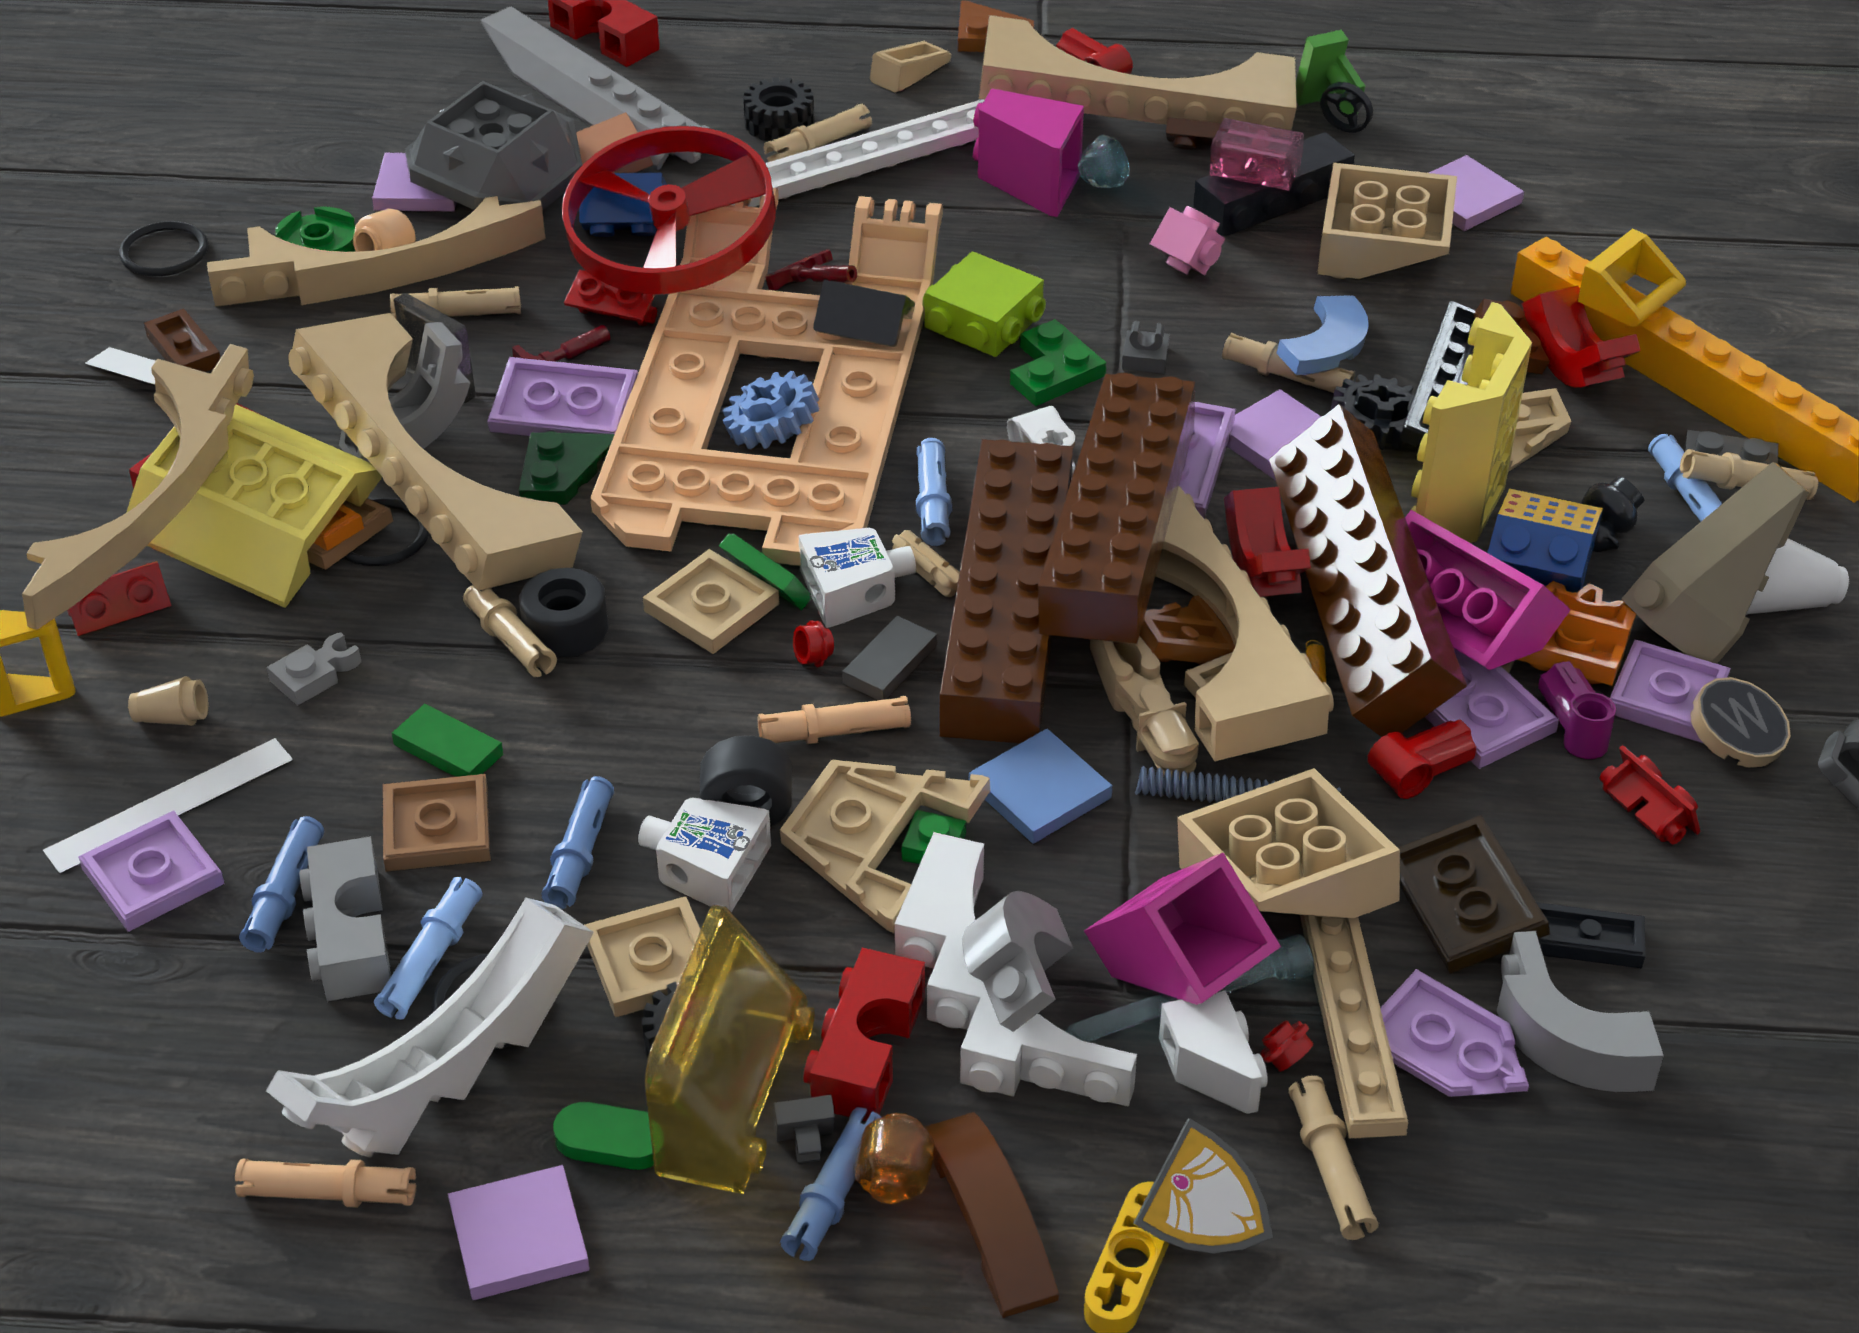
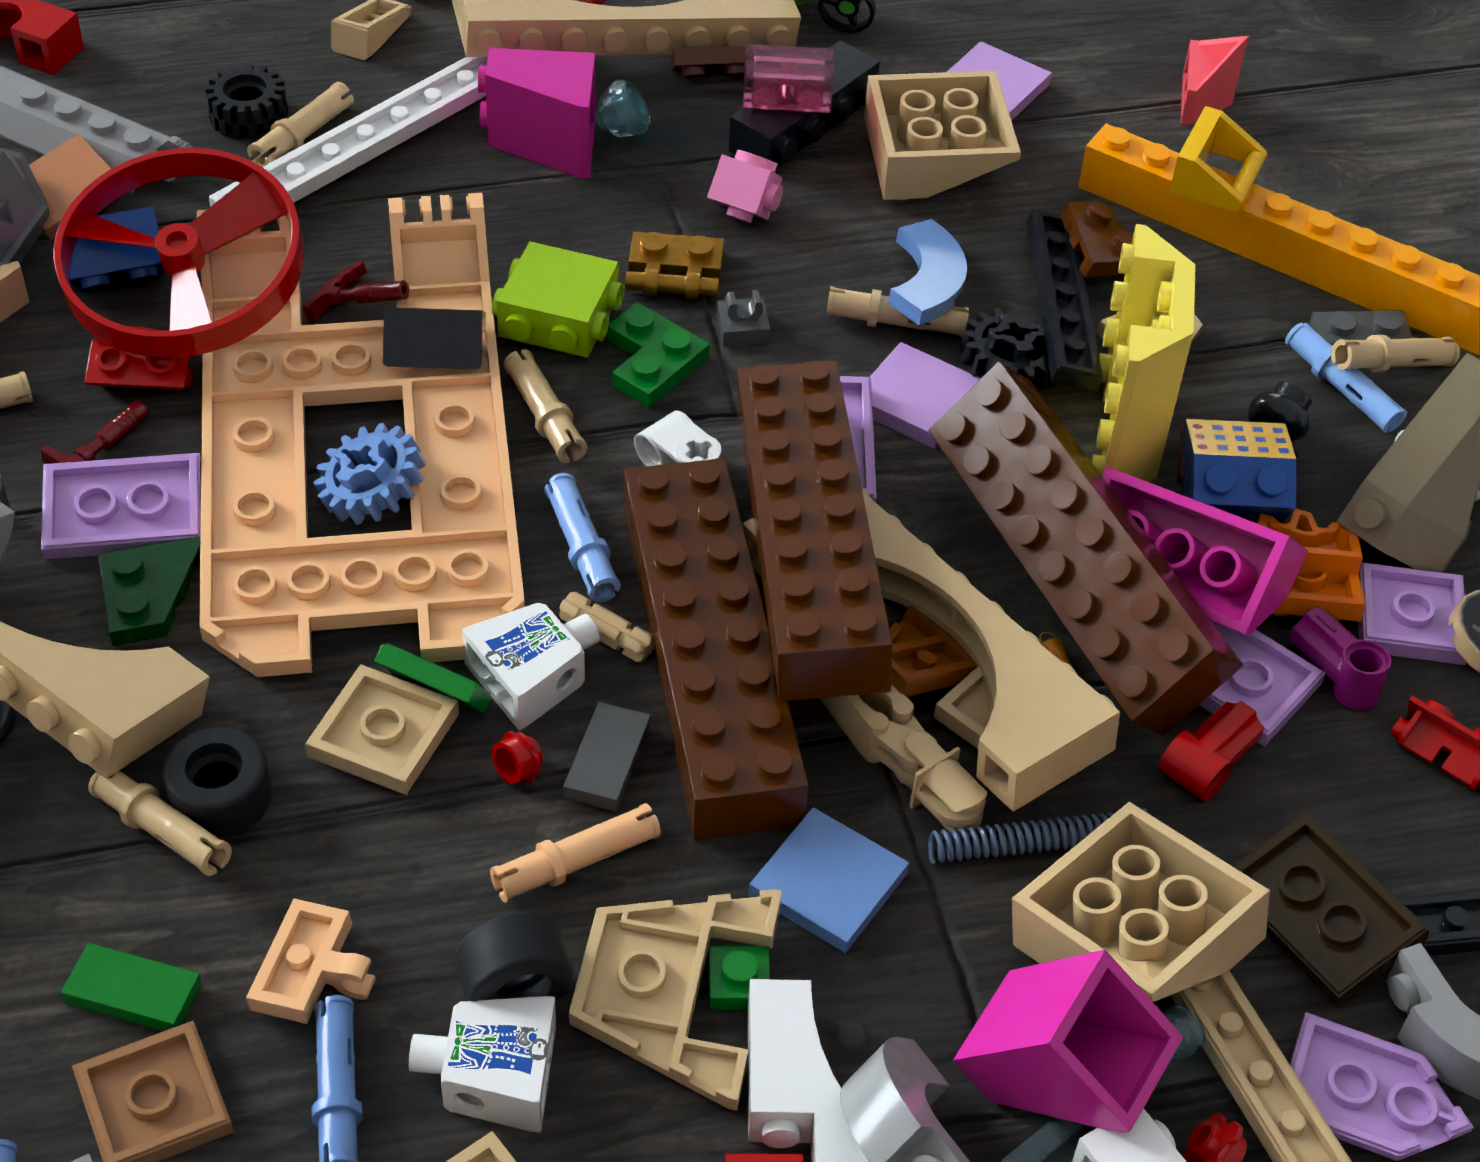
camera: 20 degrees left, 5 degrees up
(588, 747) = (304, 959): none -> light nougat plate
(943, 395) = (551, 416): none -> tan pin
(1103, 296) = (674, 264): none -> pearl gold plate
(1261, 543) = (947, 520): red arch -> none
(1570, 342) = (1157, 208): red arch -> none
(1677, 214) = (1210, 75): none -> coral slope

